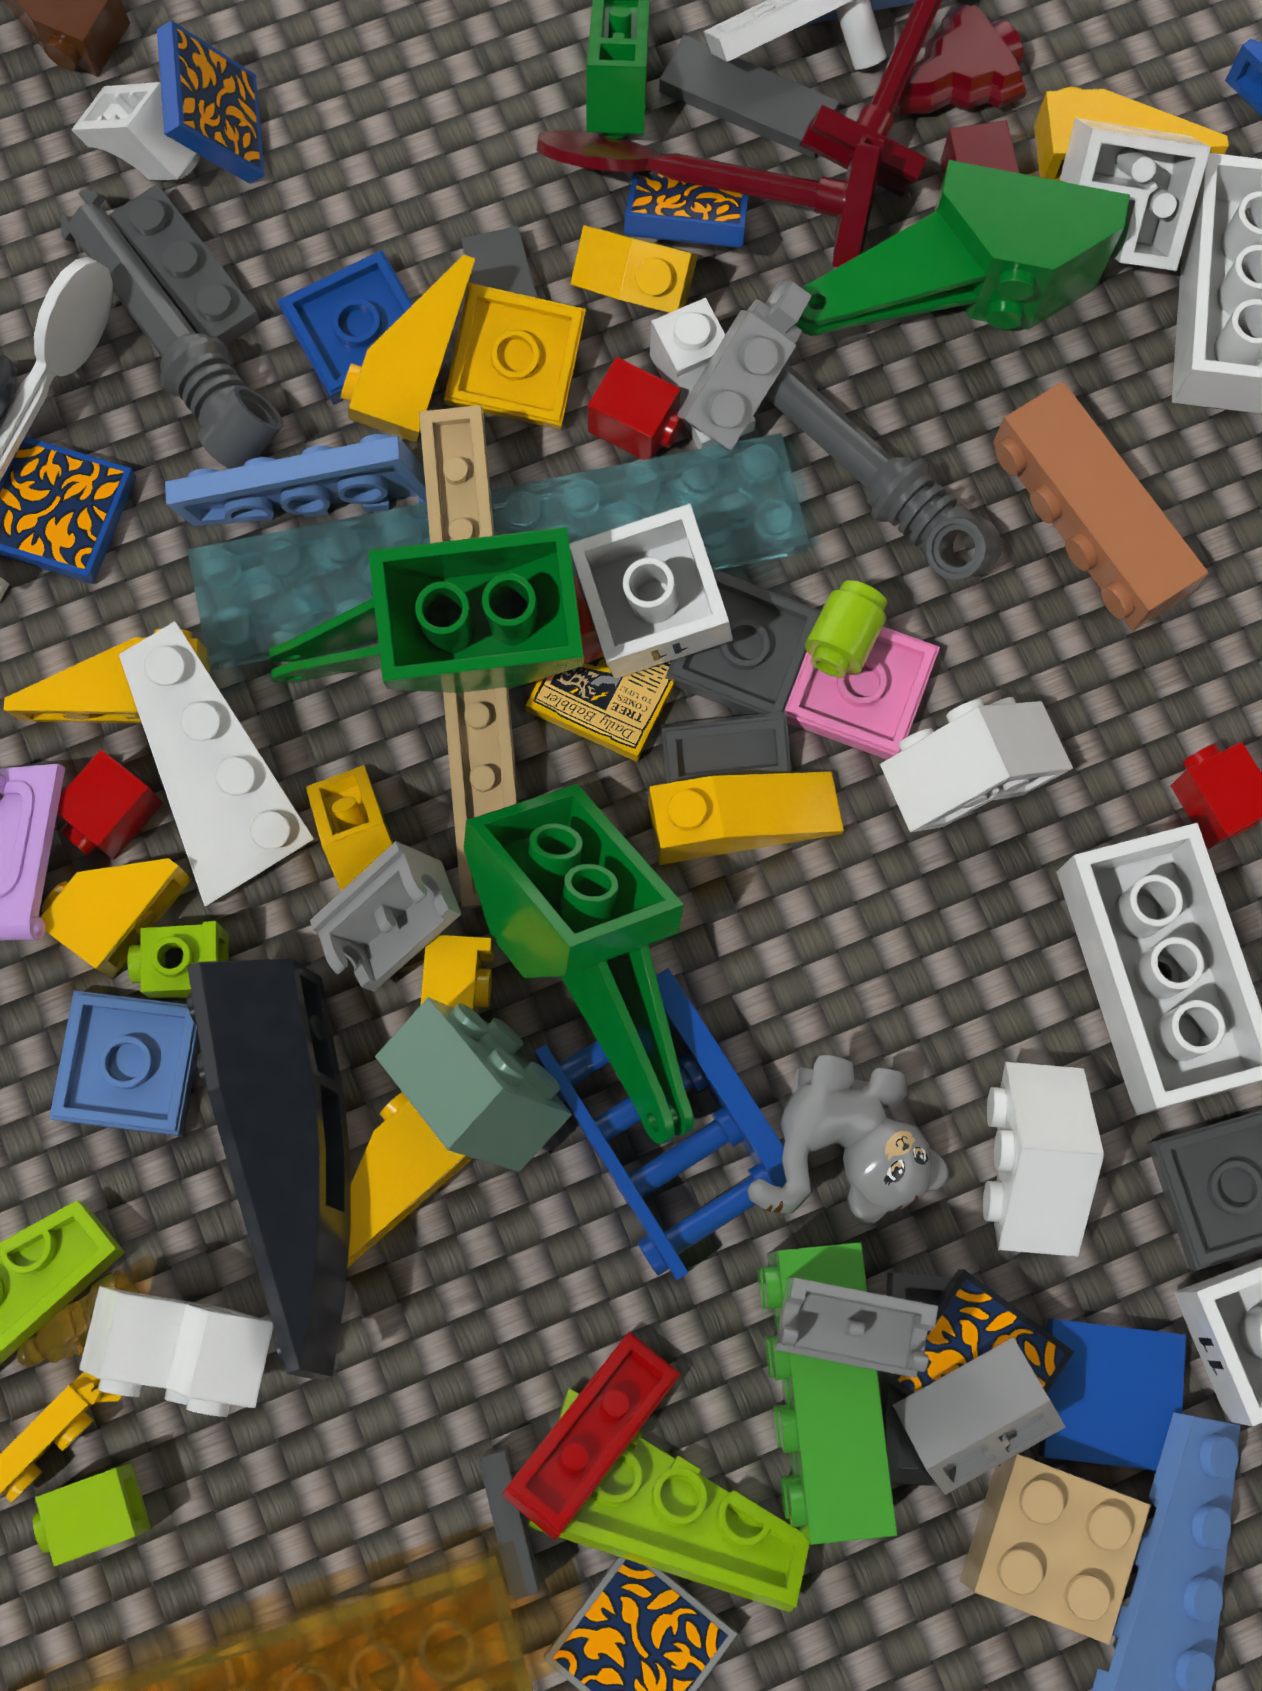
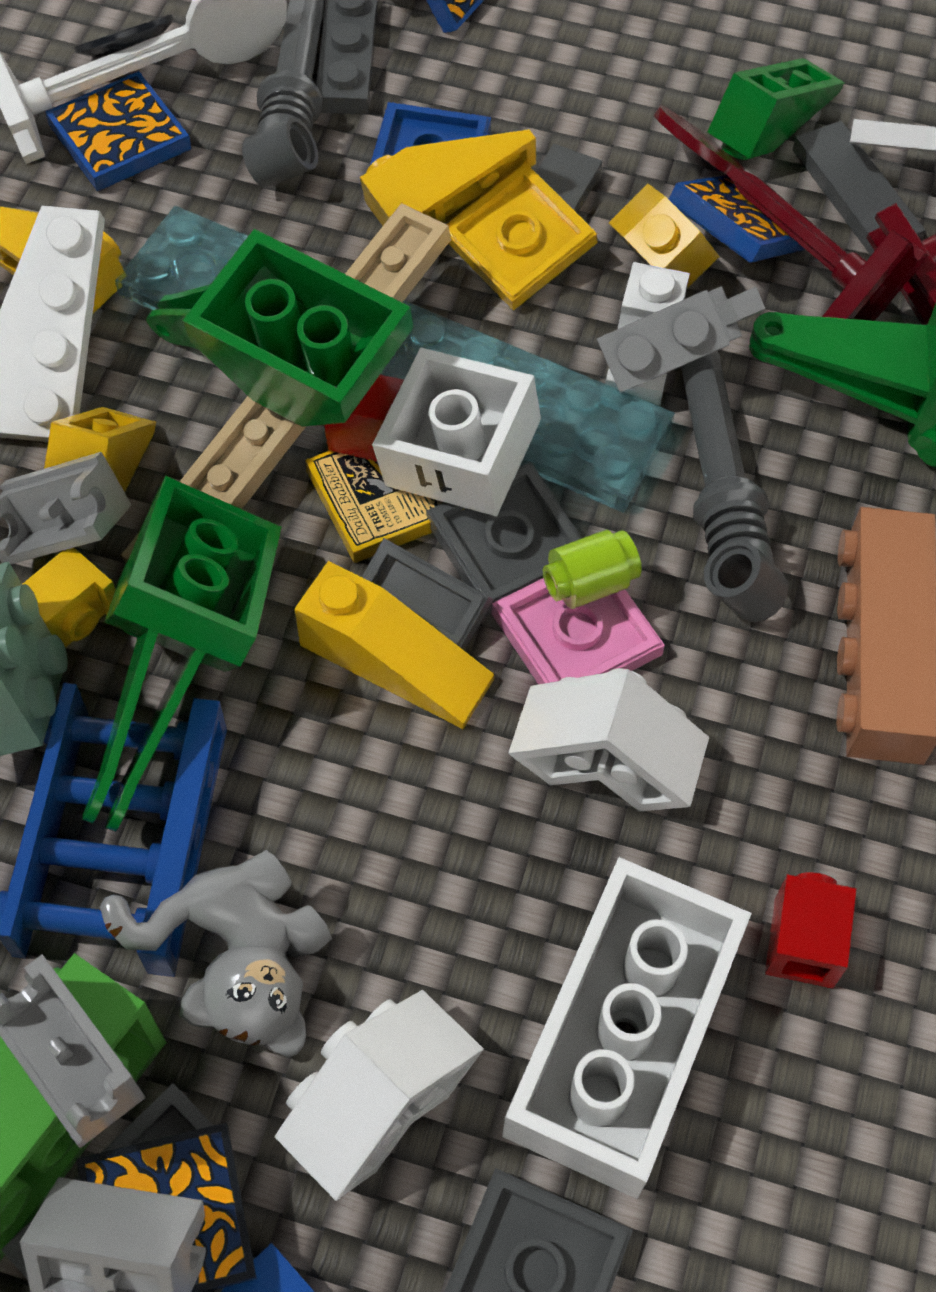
camera: 40 degrees right, 15 degrees down
(301, 484) = (290, 209): medium blue wing -> none
(635, 410) = (570, 319): red brick -> none

